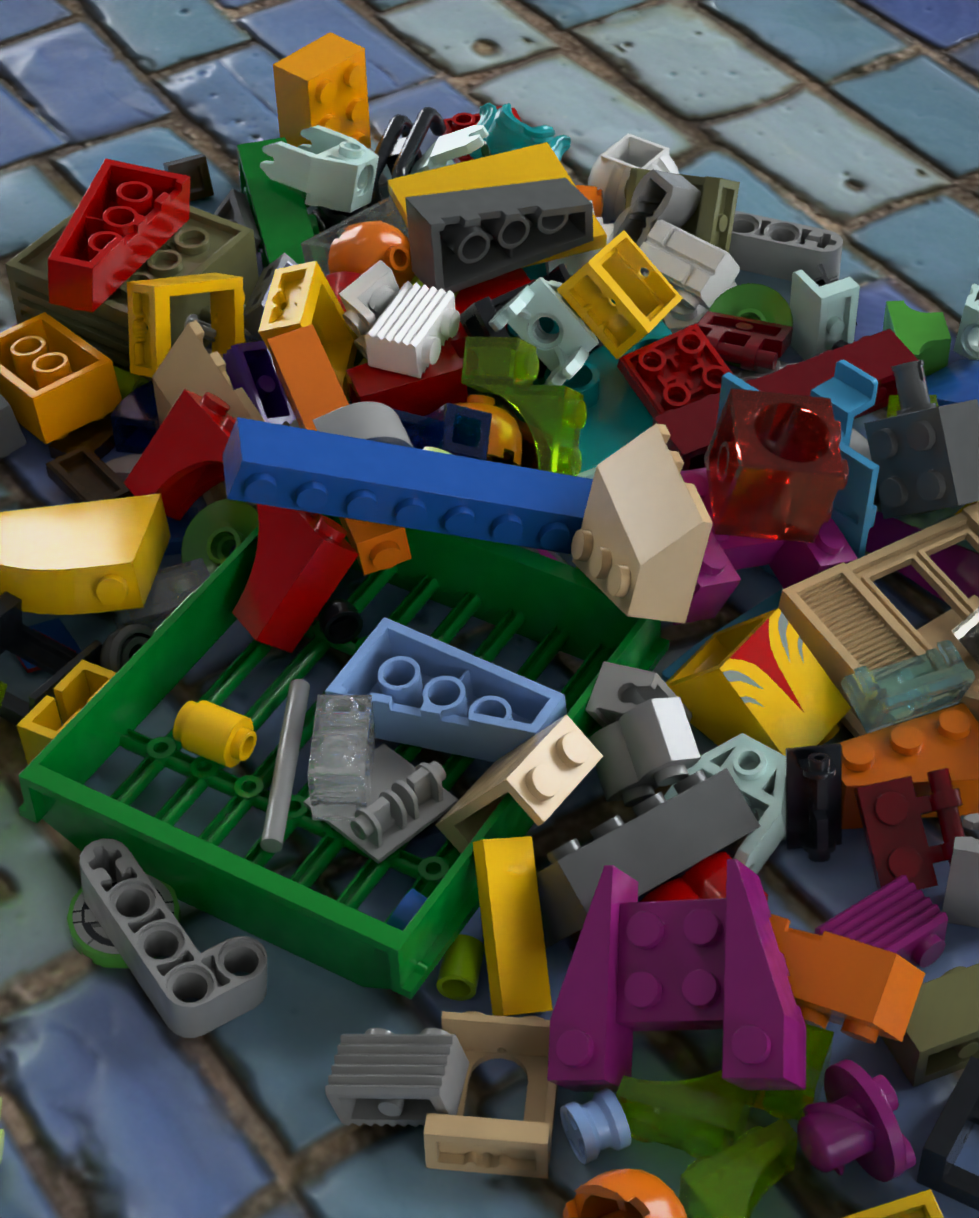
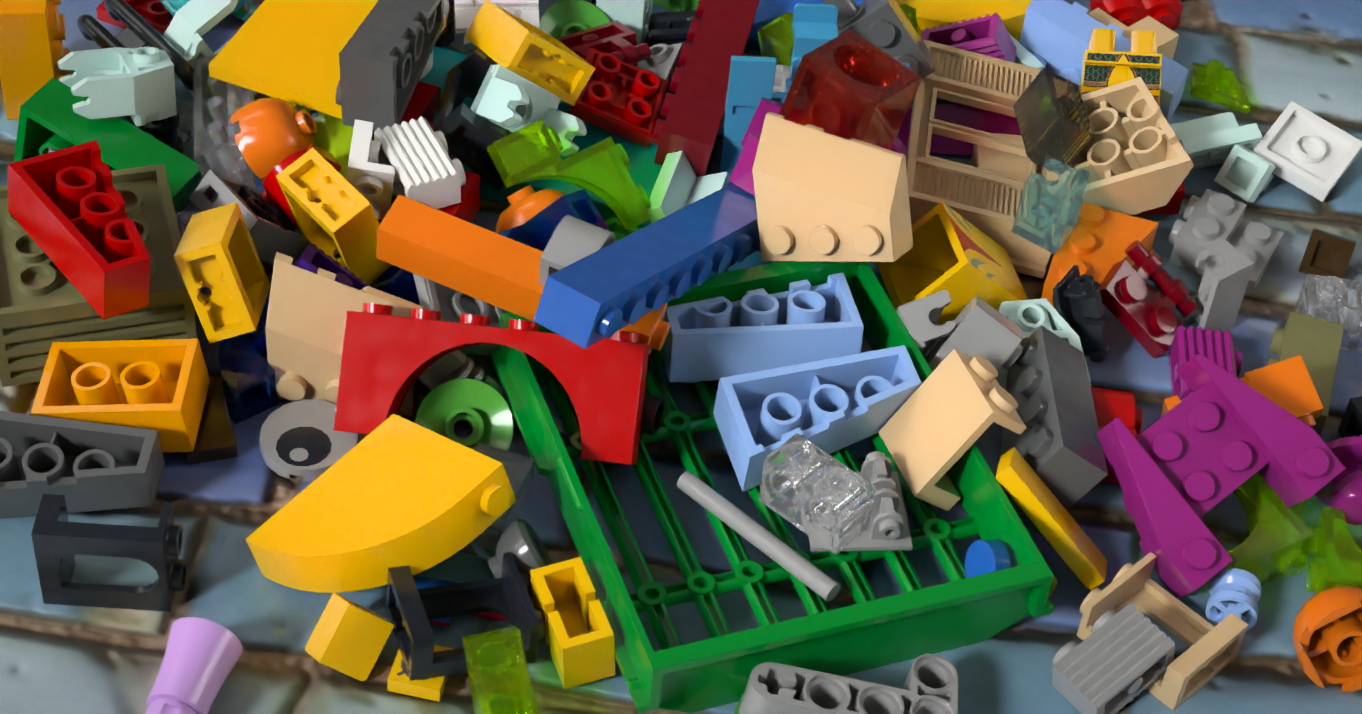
camera: 55 degrees left, 0 degrees up
(86, 477) = (281, 454): dark brown tile -> none
(215, 732) = (694, 548): yellow brick -> none
(506, 618) = (761, 331): none -> light blue wedge

